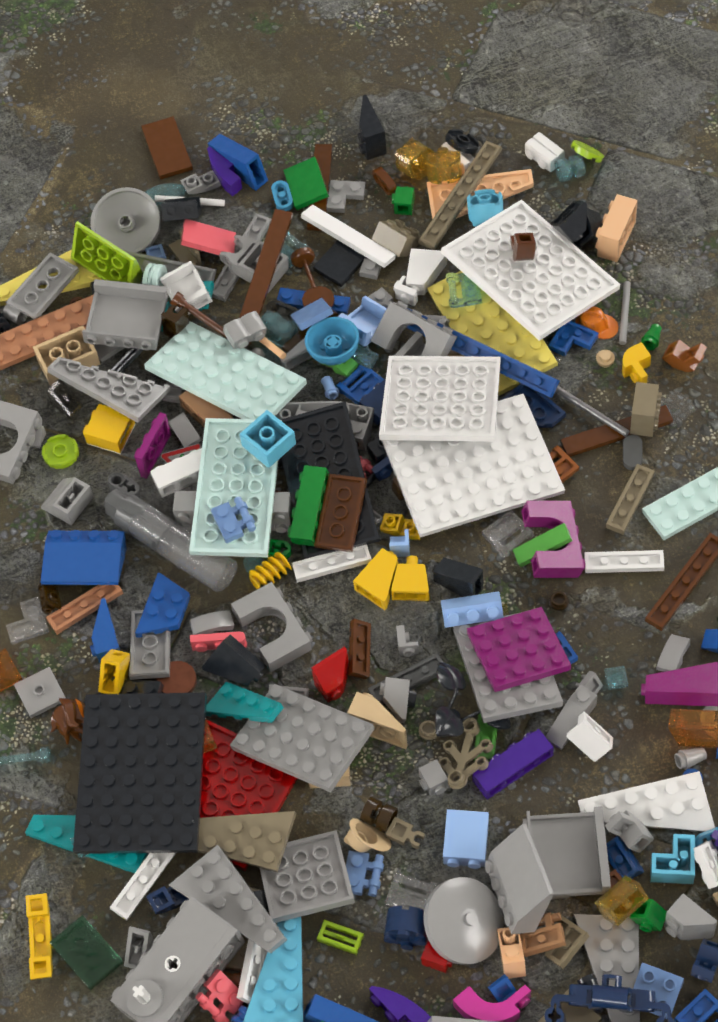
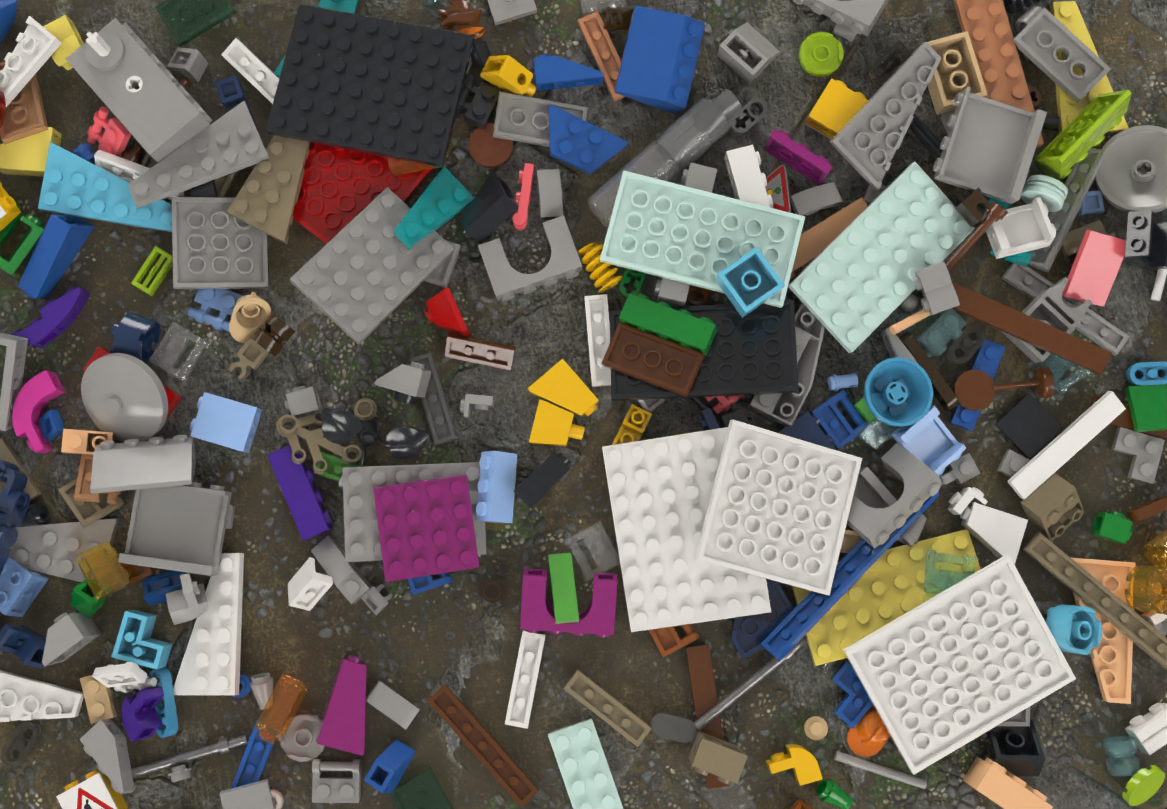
camera: 95 degrees right, 25 degrees up
(227, 522) = (650, 219): medium blue plate -> none
(311, 314) = (946, 375): medium blue tile -> none
(386, 726) = (381, 349): tan slope -> none
(400, 545) = (605, 423): light blue panel -> none
(523, 246) = (987, 661): reddish brown brick -> none
(572, 221) = (1025, 736): black slope -> none
(616, 677) = (379, 632): clear light blue plate -> none

